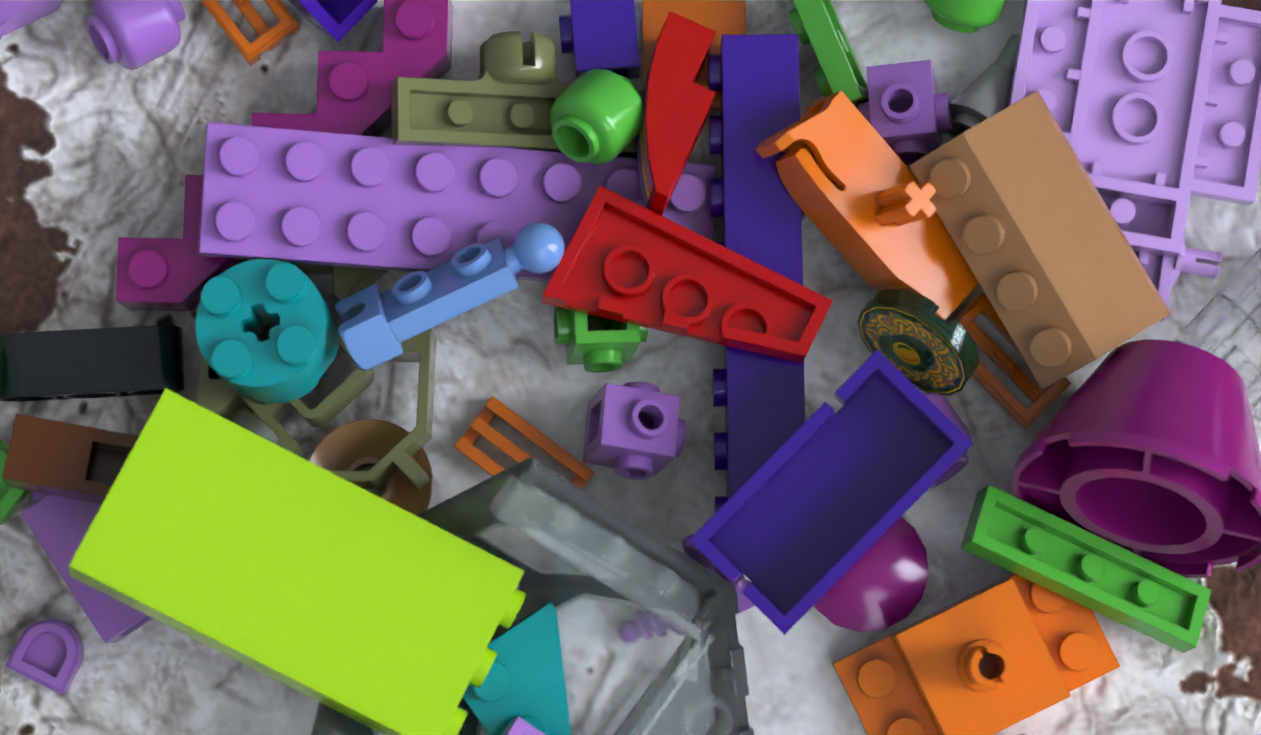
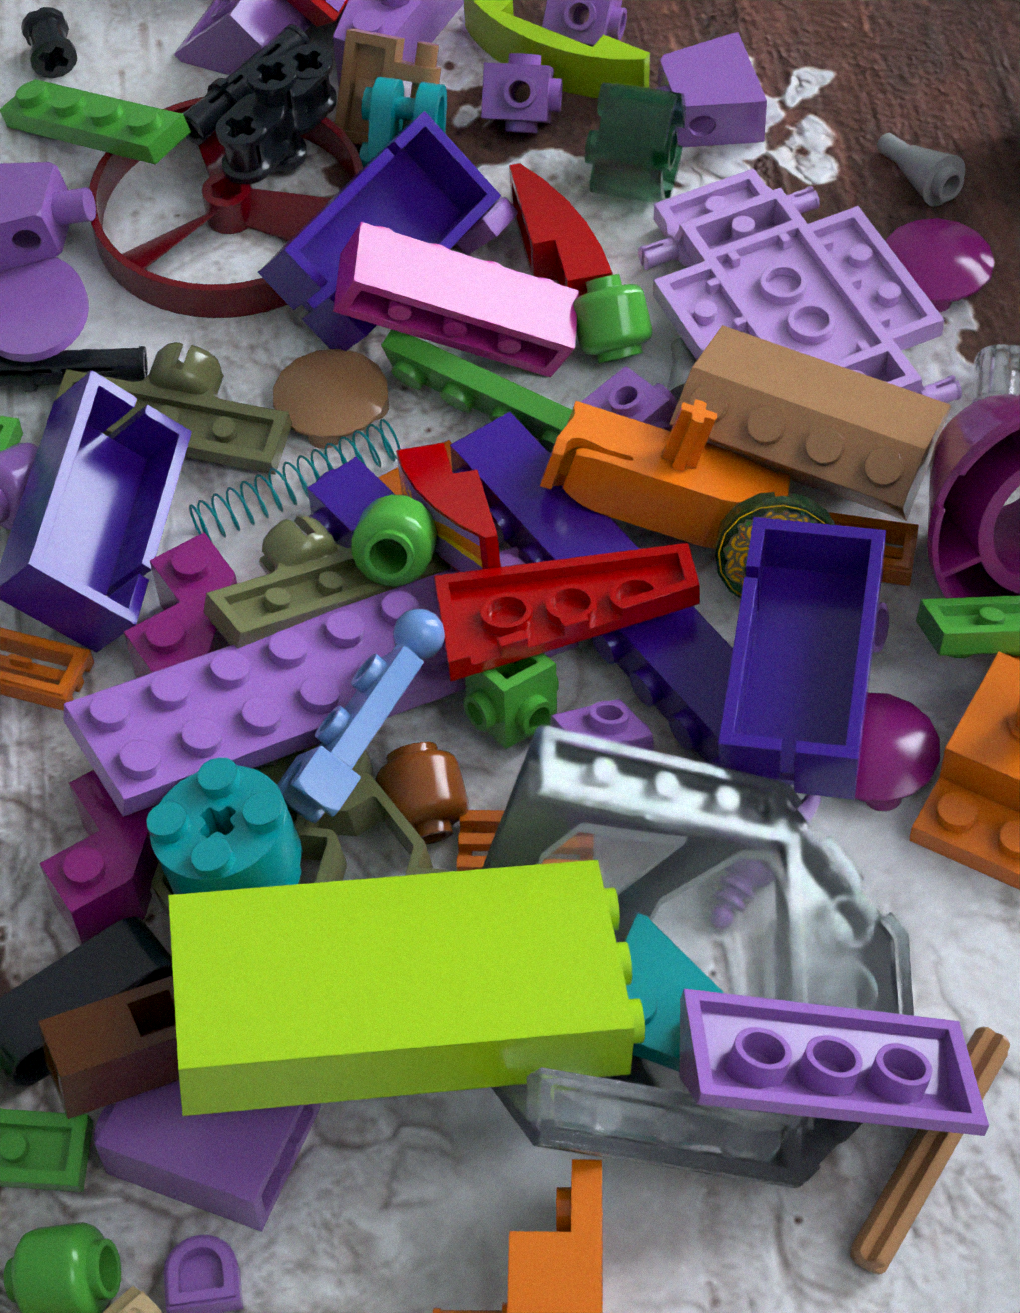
camera: 30 degrees left, 30 degrees down
(471, 362) = (425, 788): none -> dark orange head

